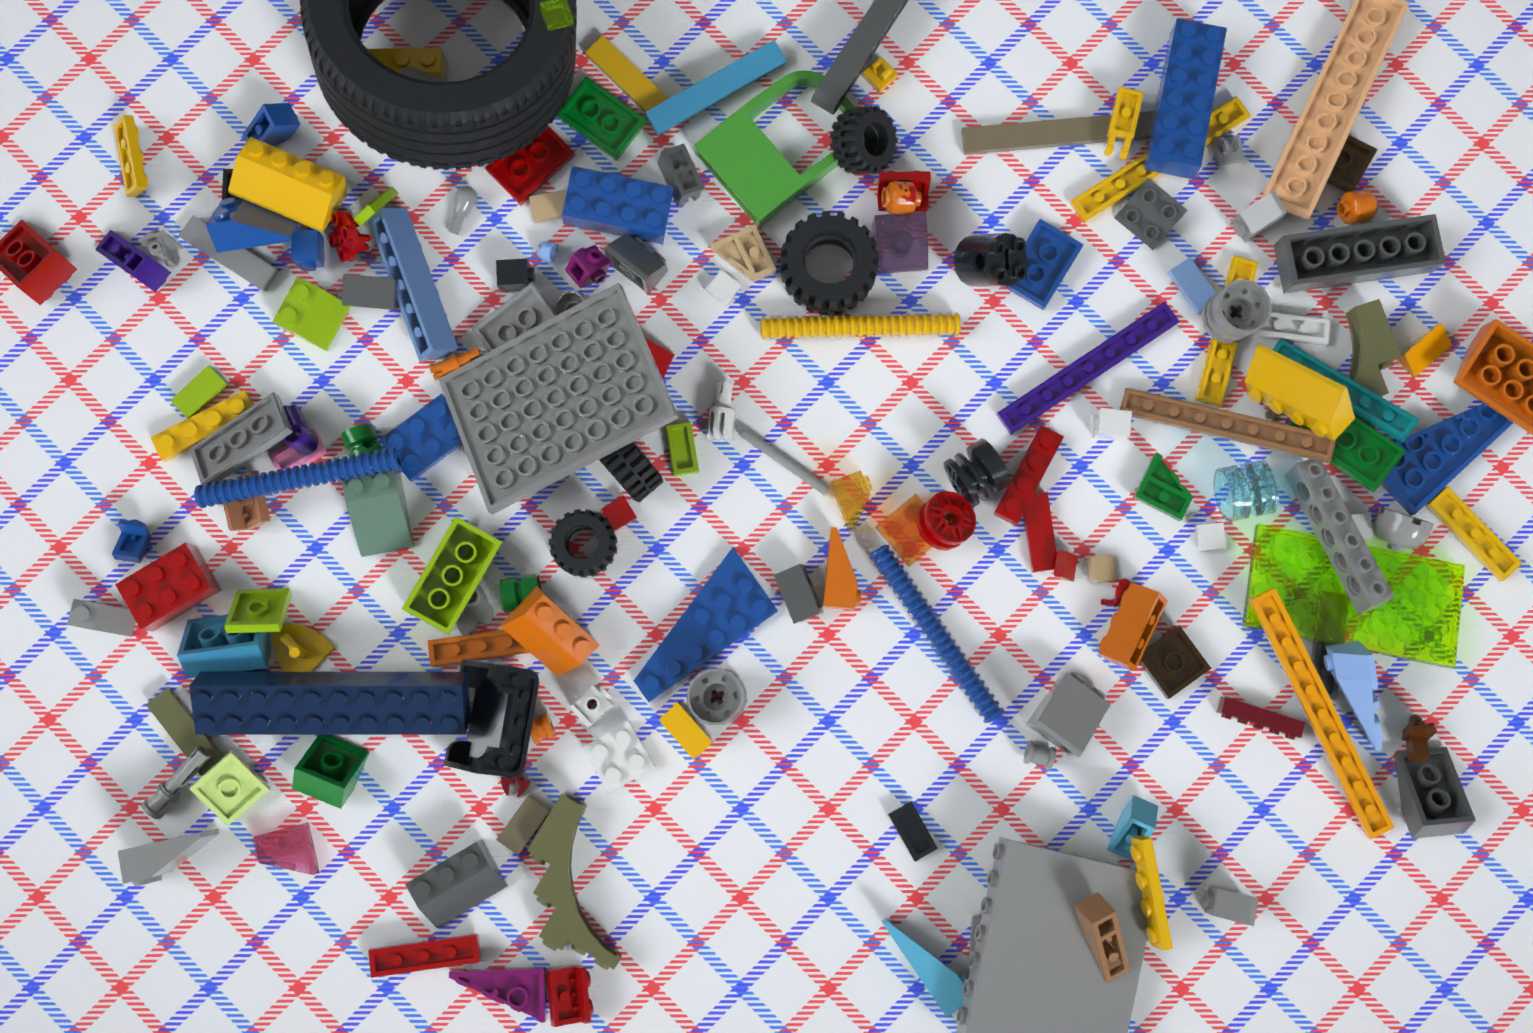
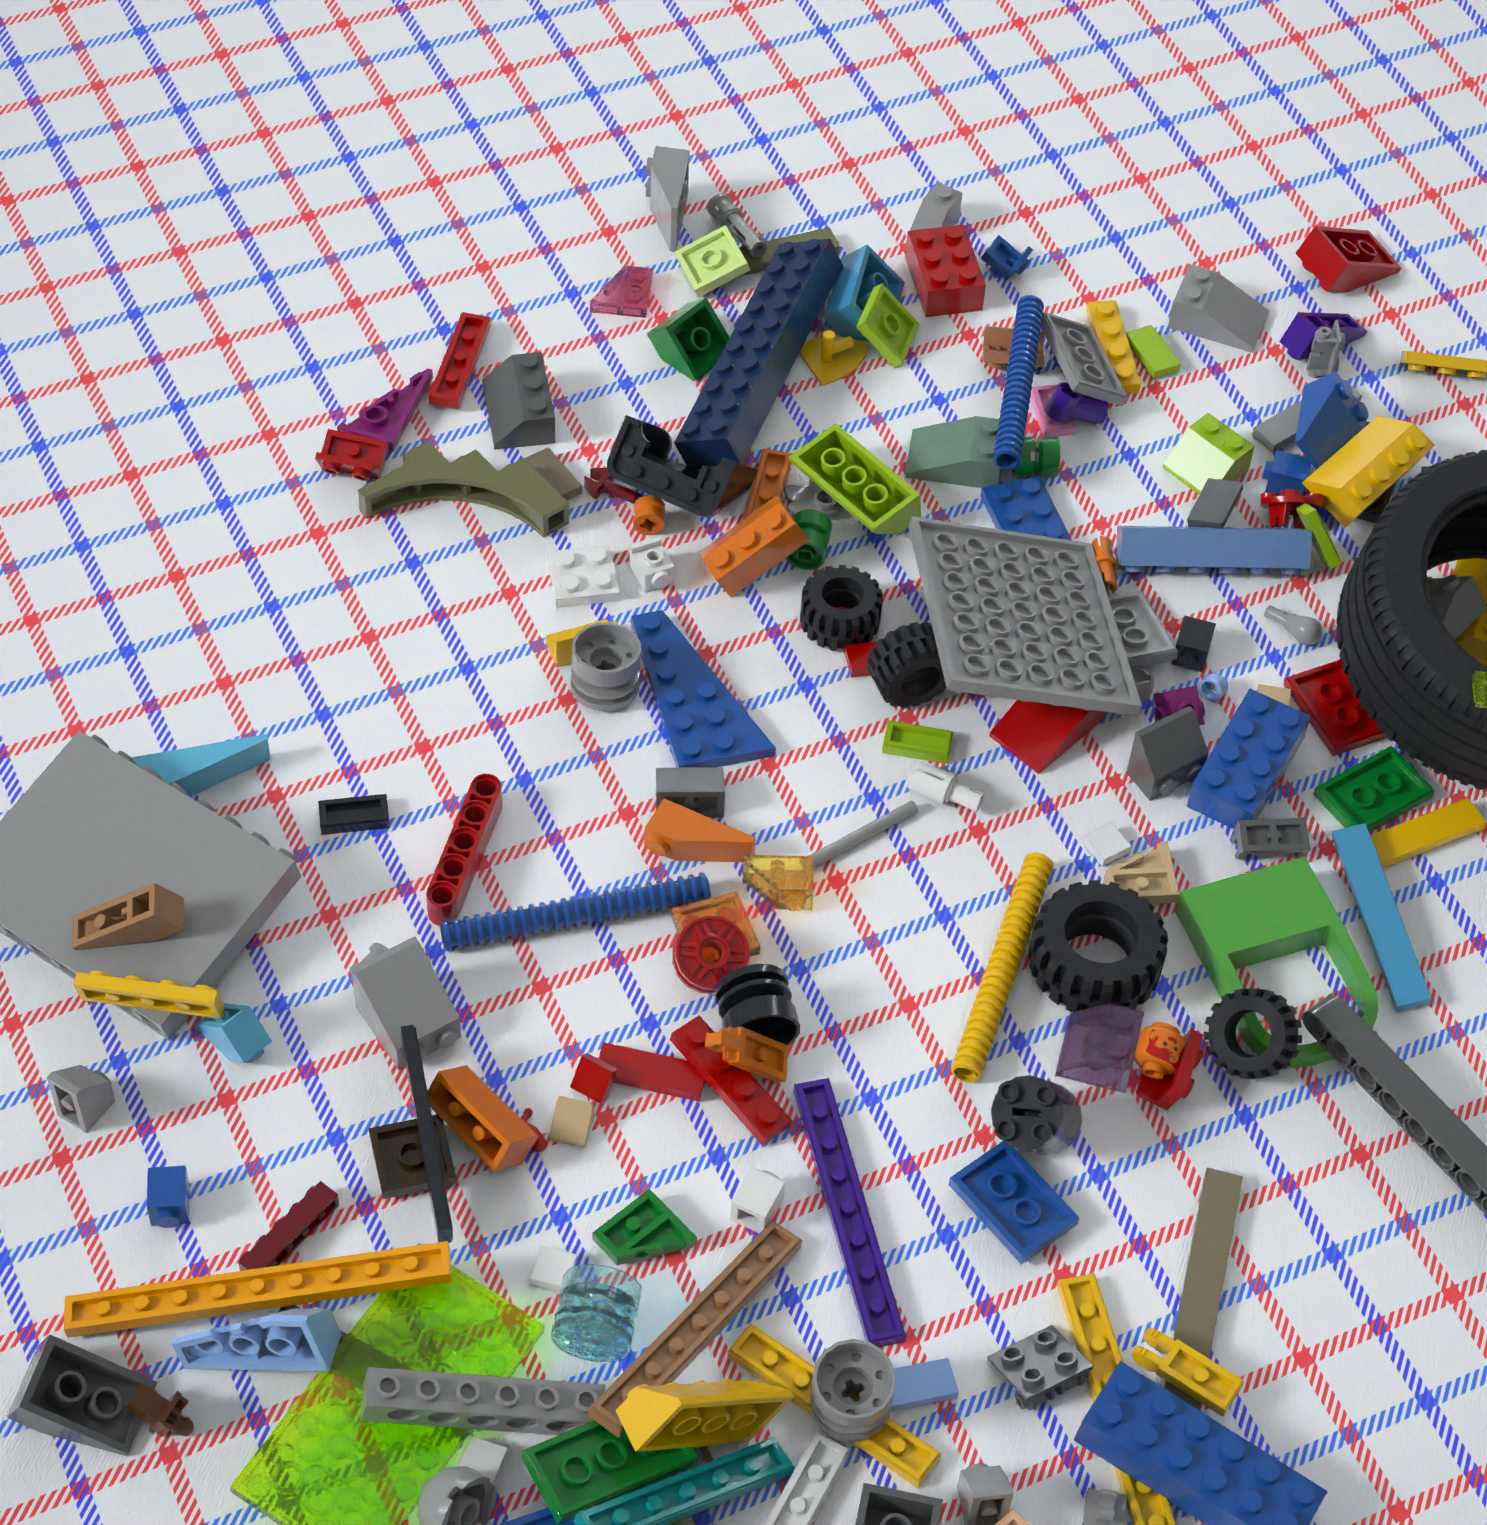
camera: 110 degrees right, 30 degrees down
(133, 352) = (1217, 310): none -> light grey slope
(879, 74) = (1350, 1110): yellow tile -> none
(929, 734) = (464, 849): none -> red beam
(1018, 464) = (750, 1052): none -> orange hinge
(1168, 653) = (426, 1134): none -> black tile
(1273, 808) = (168, 1196): none -> blue brick

